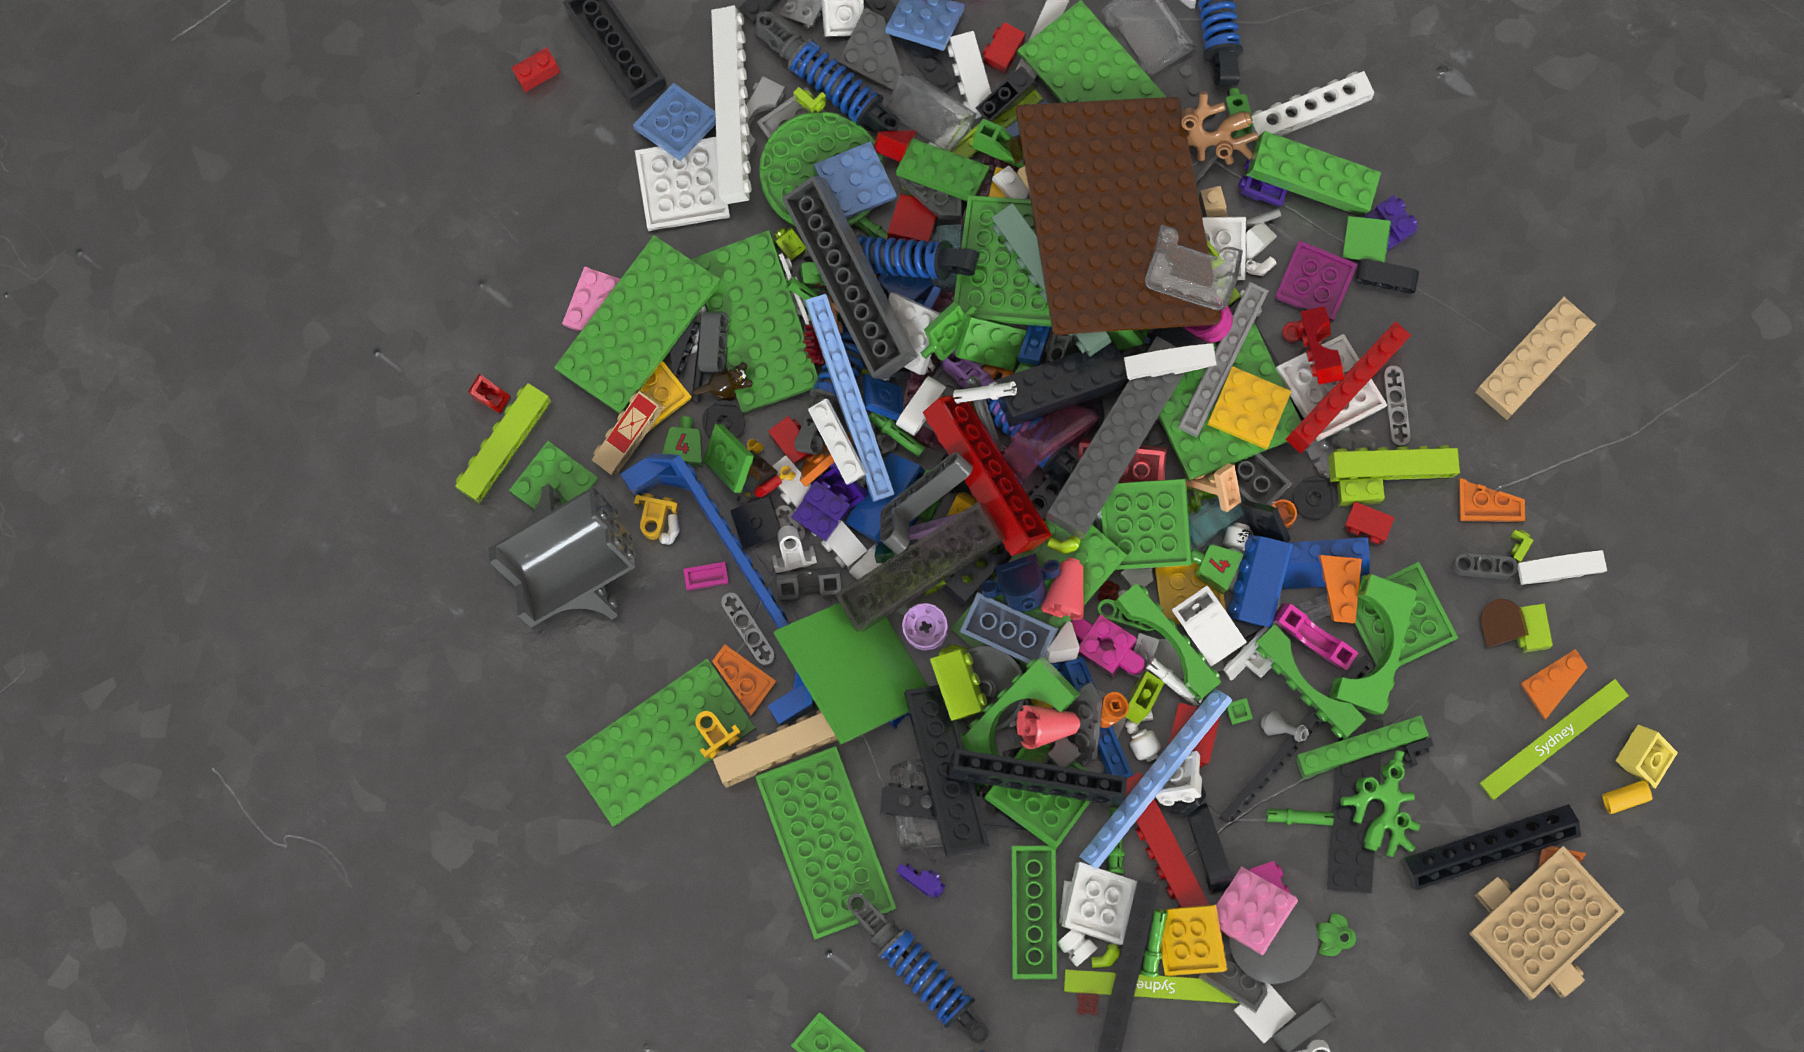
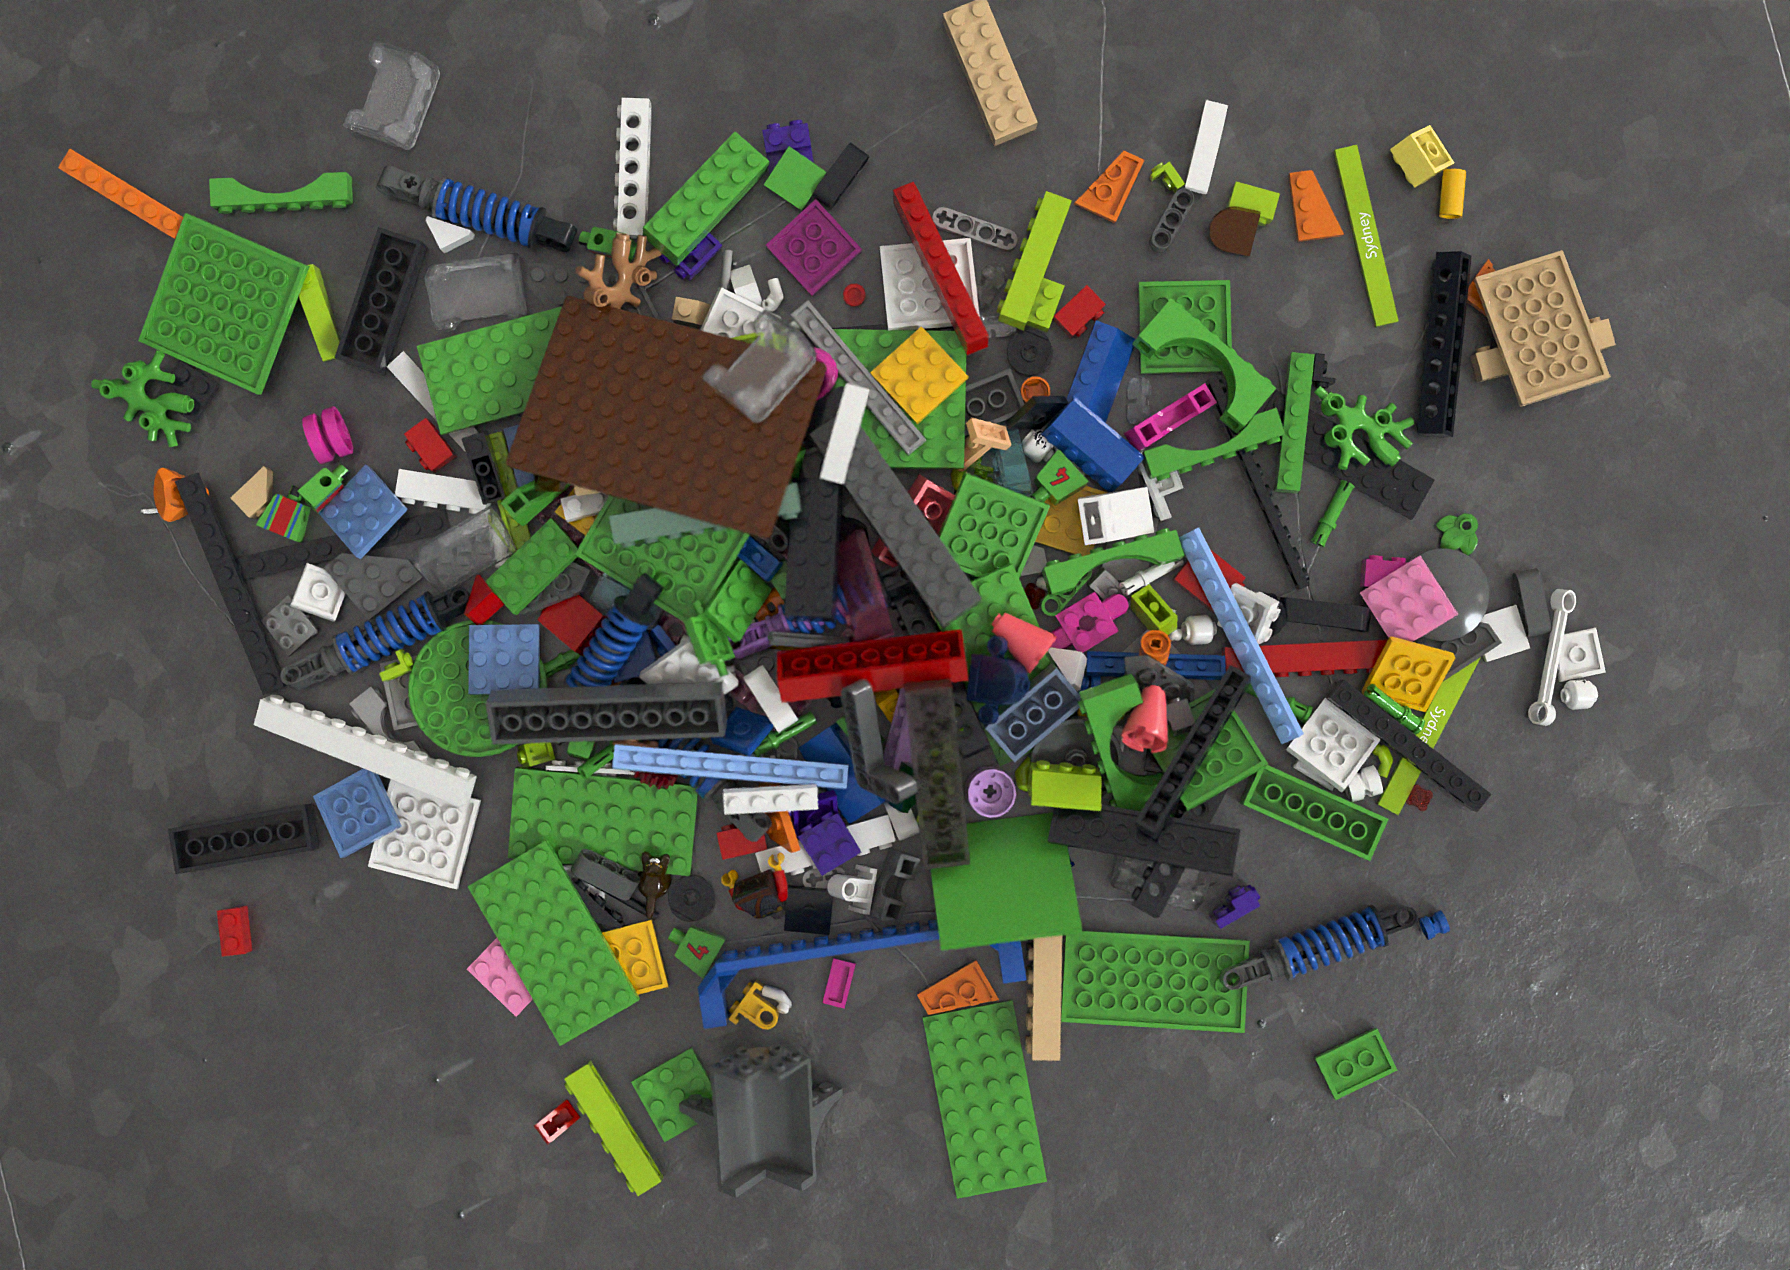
camera: 75 degrees left, 10 degrees up
(627, 433) = (661, 1000): tan brick -> none
(715, 735) = (1006, 1044): yellow pin -> none
(728, 458) = (734, 912): bright green plate -> none
(746, 630) = (911, 968): light grey beam -> none
(991, 391) = (795, 625): white pin -> none
(1066, 546) = (977, 622): lime arm -> none
(1239, 711) = (1206, 523): bright green plate -> none
(1275, 724) = (1234, 495): light grey piece -> none
(1326, 362) = (909, 278): red arch -> none
(1342, 585) = (1129, 366): orange wing -> none

